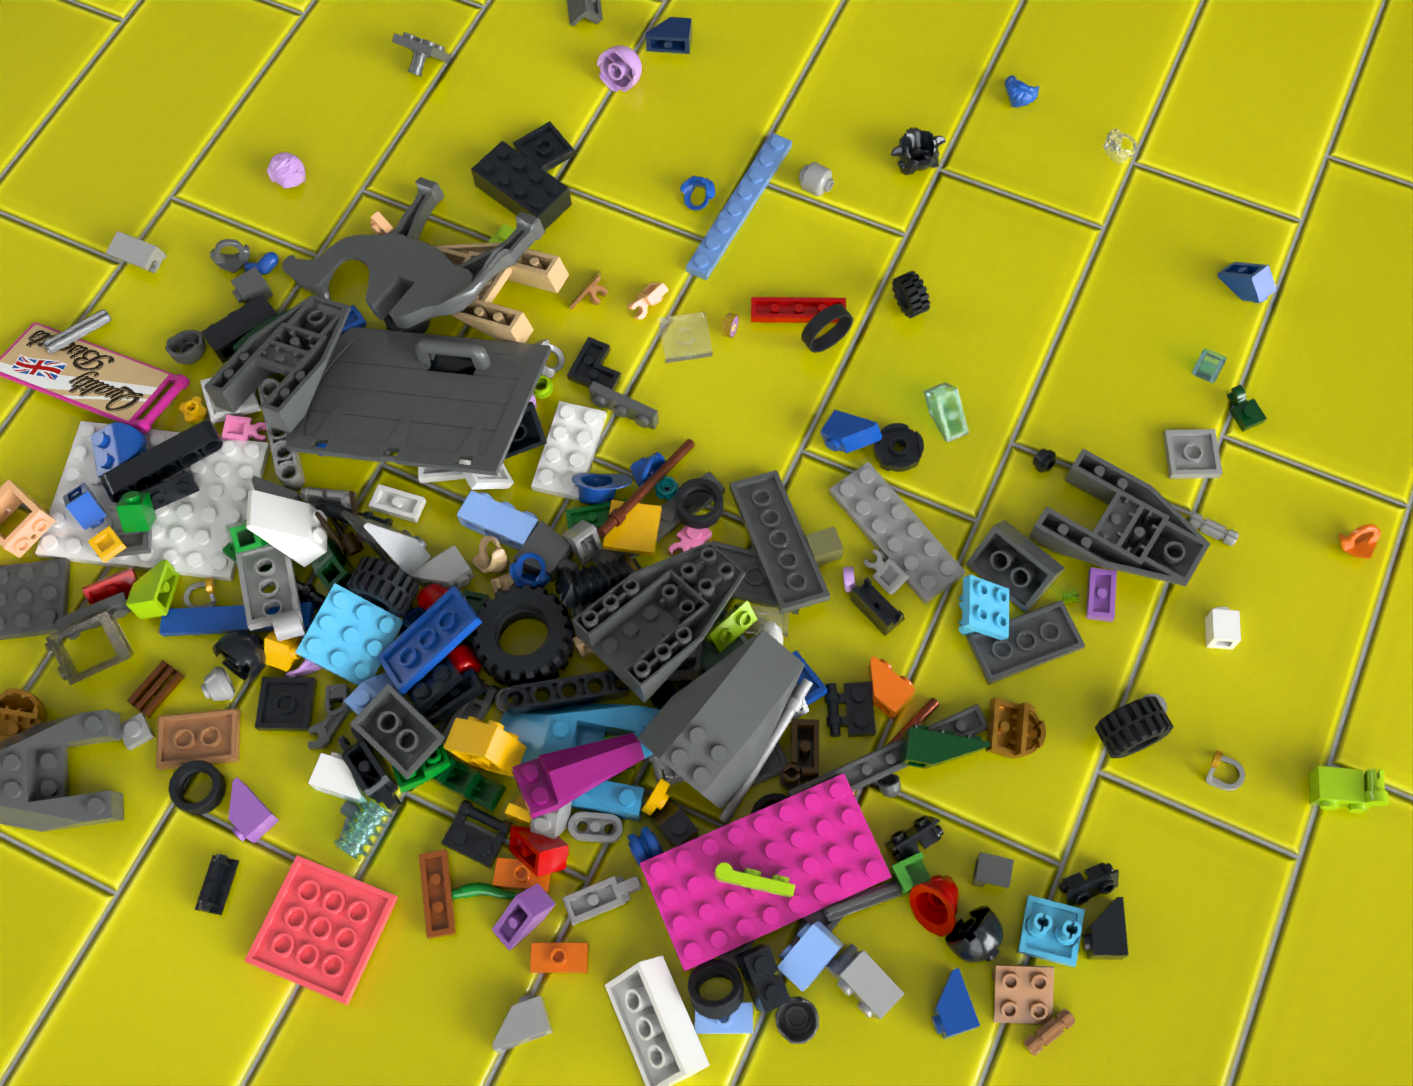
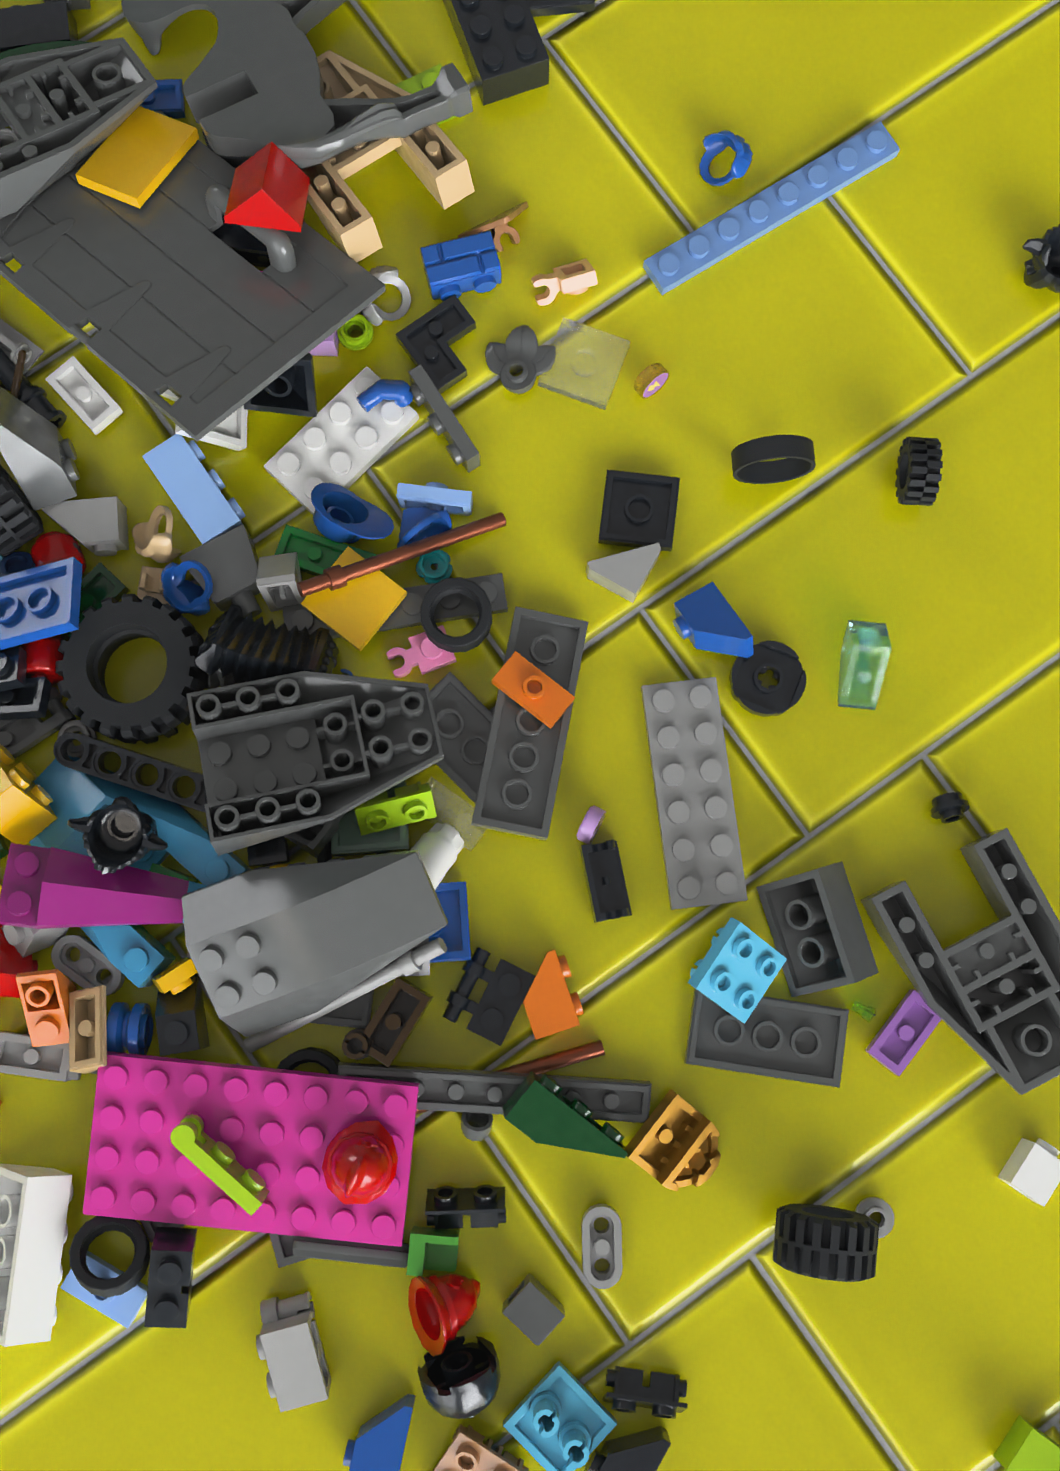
camera: 25 degrees right, 15 degrees up
(358, 354) = (137, 156): none -> yellow tile
(454, 328) = (268, 192): none -> red slope
(577, 723) = (118, 835): none -> black hair
(580, 405) = (385, 390): none -> blue arm
(582, 320) = (461, 266): none -> blue brick
(588, 857) = (46, 1005): none -> orange slope
(623, 856) = (87, 1030): none -> tan slope
(645, 449) = (436, 497): none -> light blue plate
(646, 350) = (517, 355): none -> dark grey plate
(767, 397) = (639, 510): none -> black plate
(769, 520) = (533, 689): none -> orange plate
(779, 433) = (624, 571): none -> light grey slope
(790, 308) = (750, 403): red plate -> none
(797, 1020) = (186, 1351): dark grey hair -> none
(810, 955) = (245, 1282): light blue brick -> none
(816, 179) = (898, 225): light grey head -> none
(825, 545) = (585, 761): olive panel -> none
(837, 836) = (360, 1162): none -> red piece
(888, 573) = (647, 846): light grey plate -> none
(1010, 812) = (601, 1244): none -> light grey plate
(1216, 782) = (905, 1343): light grey piece -> none

